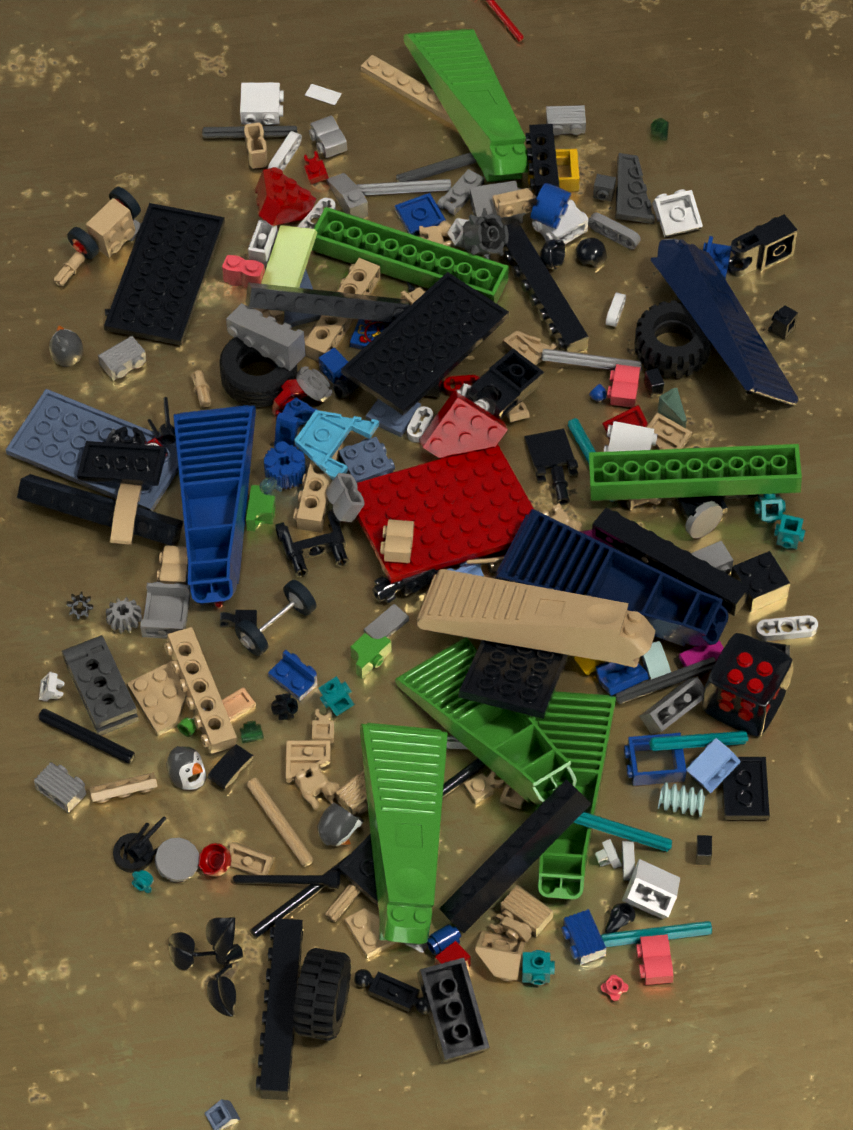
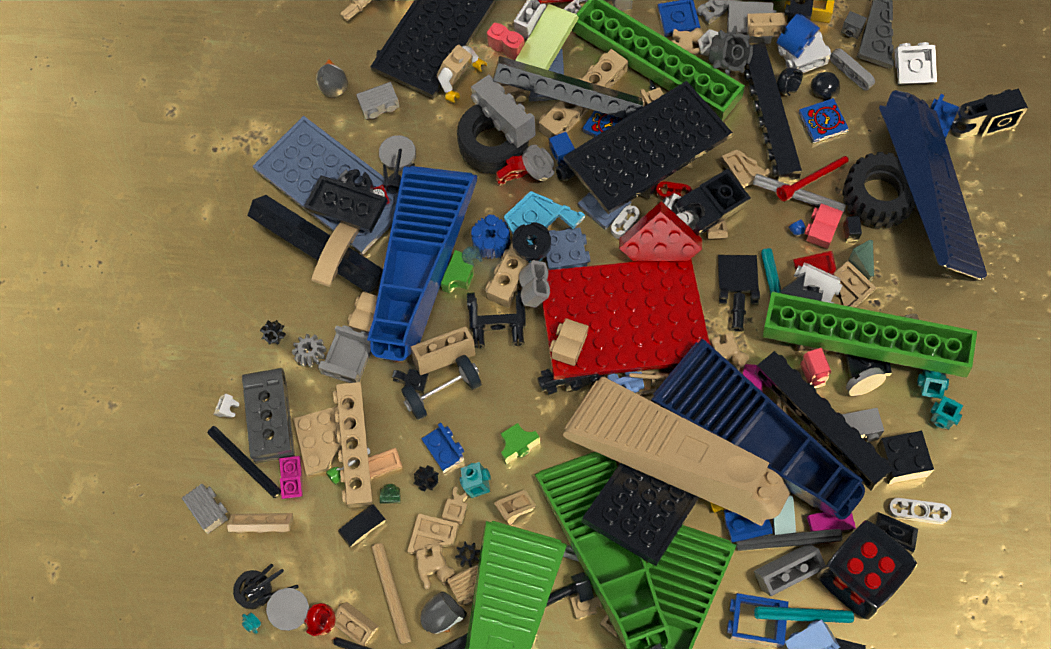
camera: 20 degrees right, 10 degrees up
(141, 739) = (291, 477): none -> dark pink slope
(152, 405) = (389, 150): none -> light grey tile
(184, 763) = (318, 516): piece -> none
(197, 308) = (454, 66): none -> torso
(201, 389) = (439, 144): tan axle -> none
(266, 582) = (442, 350): none -> tan brick
(293, 416) = (502, 197): blue tile -> none
(328, 466) = (530, 231): none -> black plate
(348, 767) = (462, 551): none -> black gear
(383, 711) = (515, 506): none -> tan slope
(387, 623) = (542, 415): light grey tile -> none
(473, 767) = (582, 587): none -> black piece
(579, 358) = (786, 192): none -> red piece
(597, 286) = (823, 120): none -> blue tile
(612, 443) = (797, 288): none -> black slope
(615, 309) = (834, 147): white beam -> none
(651, 515) = (815, 367): none -> coral brick
(783, 322) = (991, 194): black brick -> none

